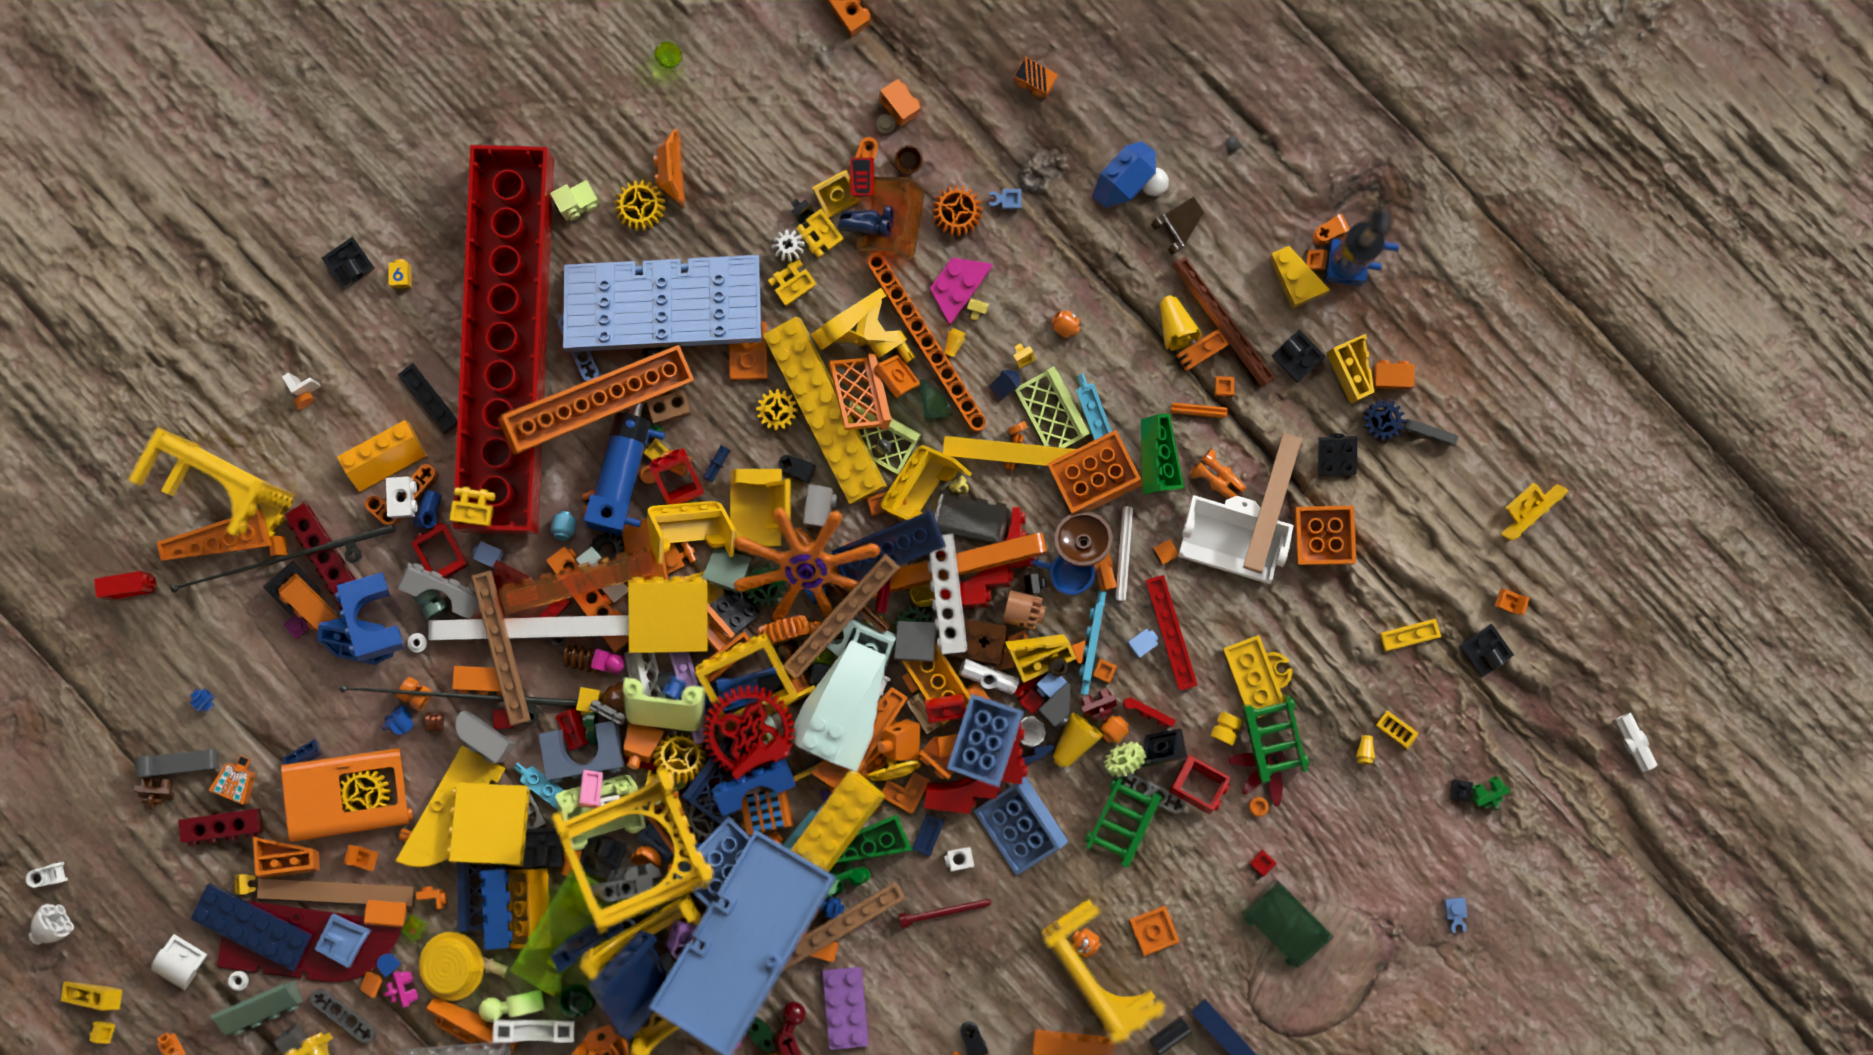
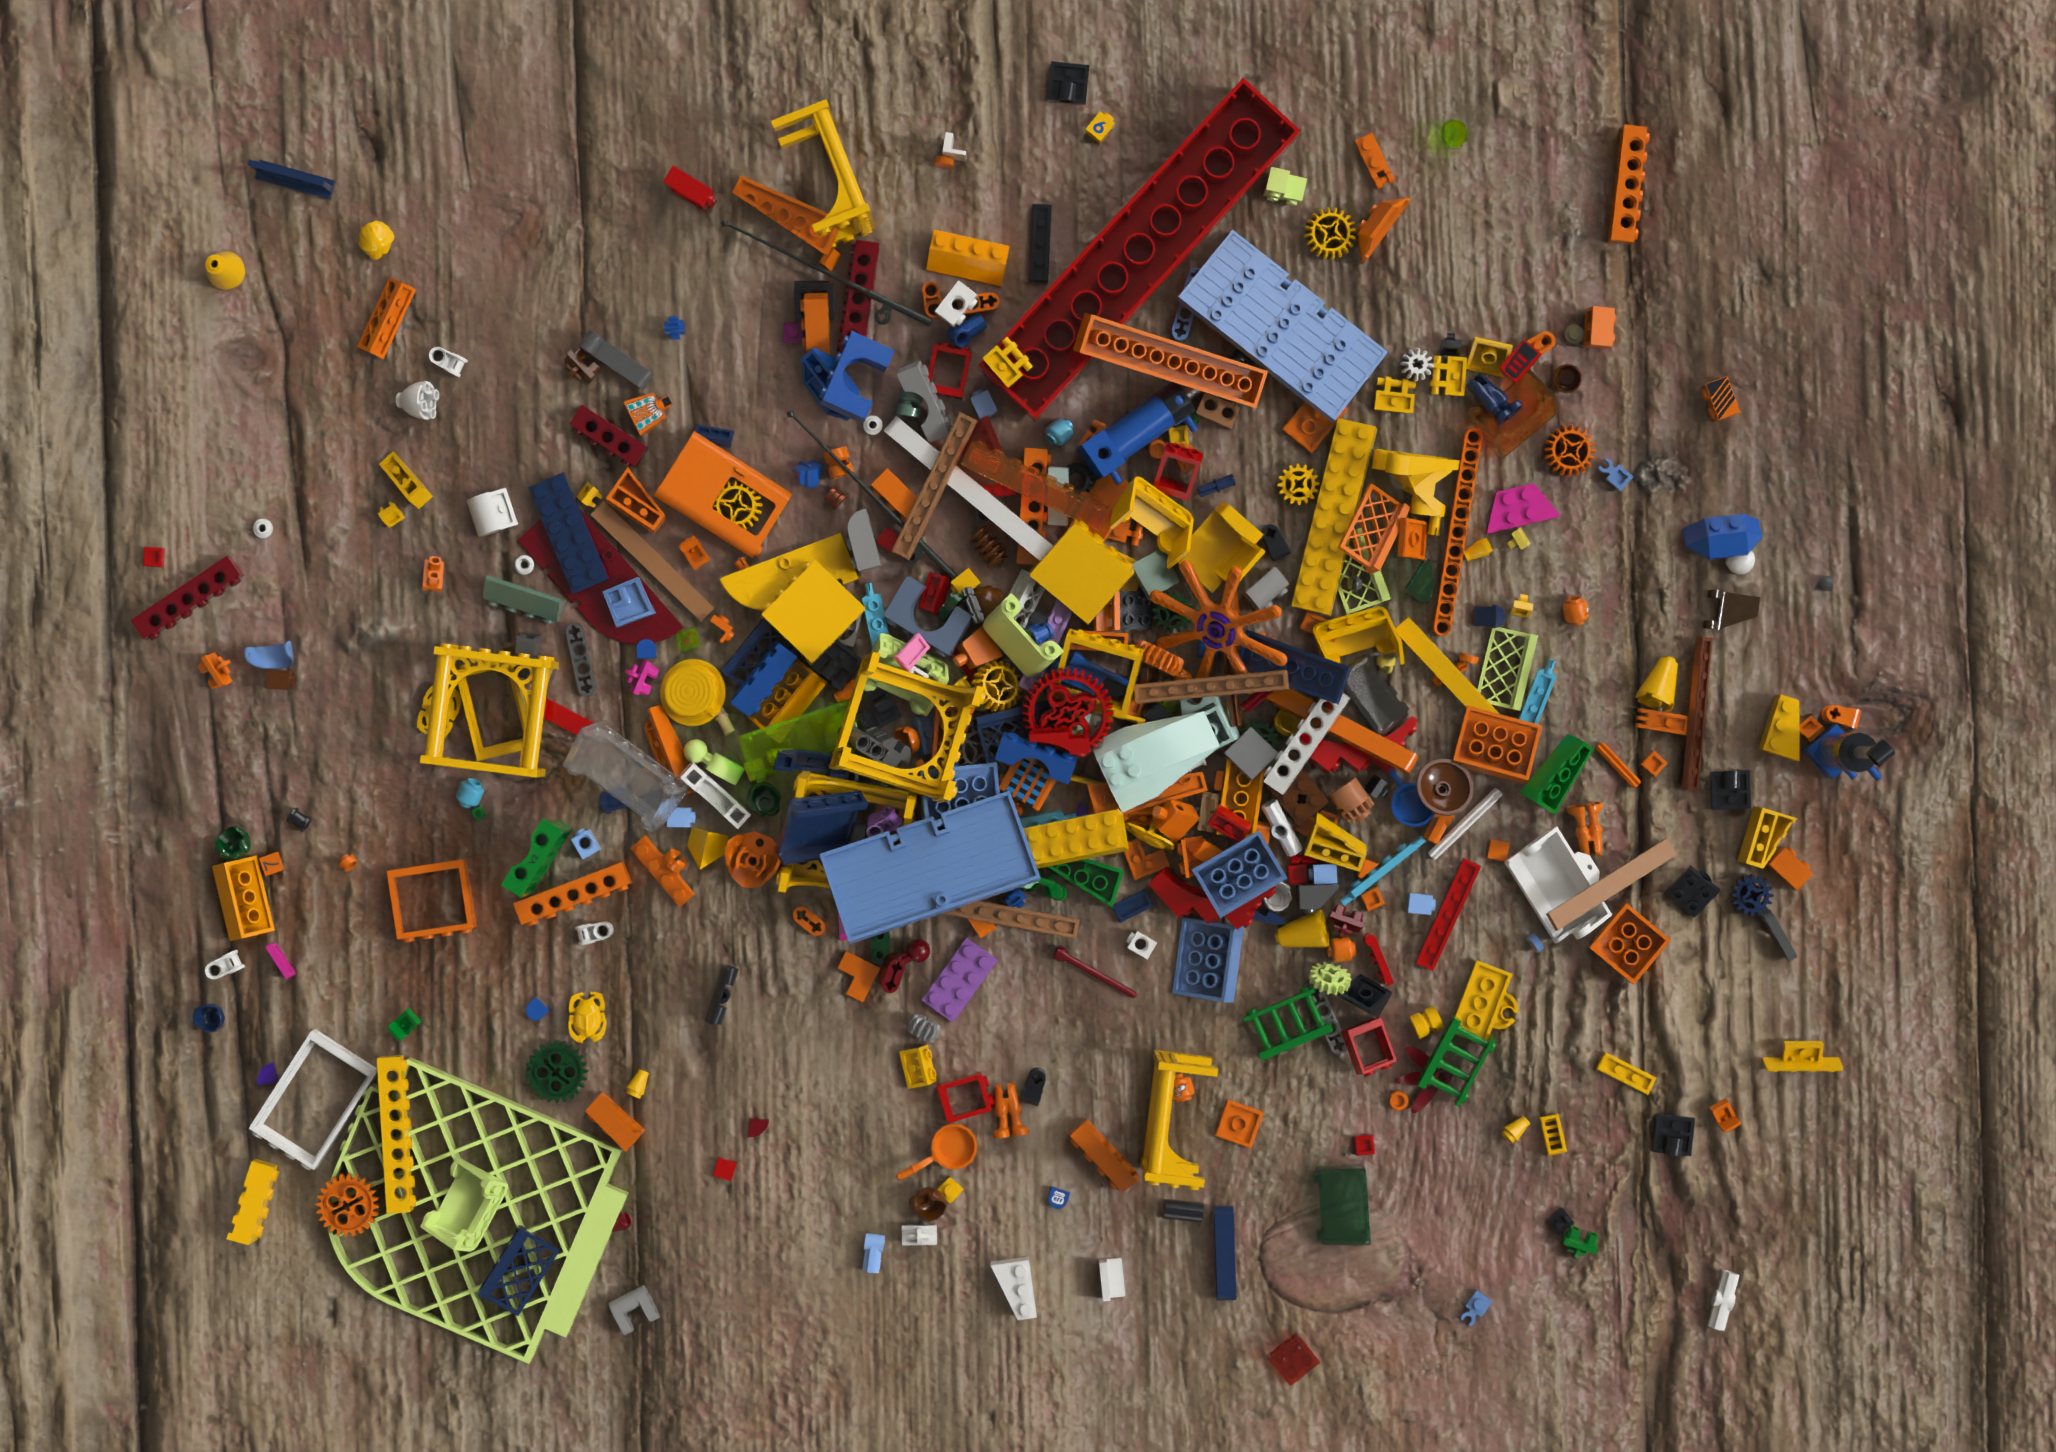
camera: 40 degrees right, 5 degrees up
(371, 984) = (621, 654): orange slope -> none
(385, 913) = (677, 610): orange slope -> none
(608, 662) = (1005, 567): dark pink tile -> none
(626, 125) = (1374, 160): none -> orange plate
(1057, 666) = (1341, 865): dark brown tile -> none
(1254, 596) = (1535, 943): none -> medium blue tile

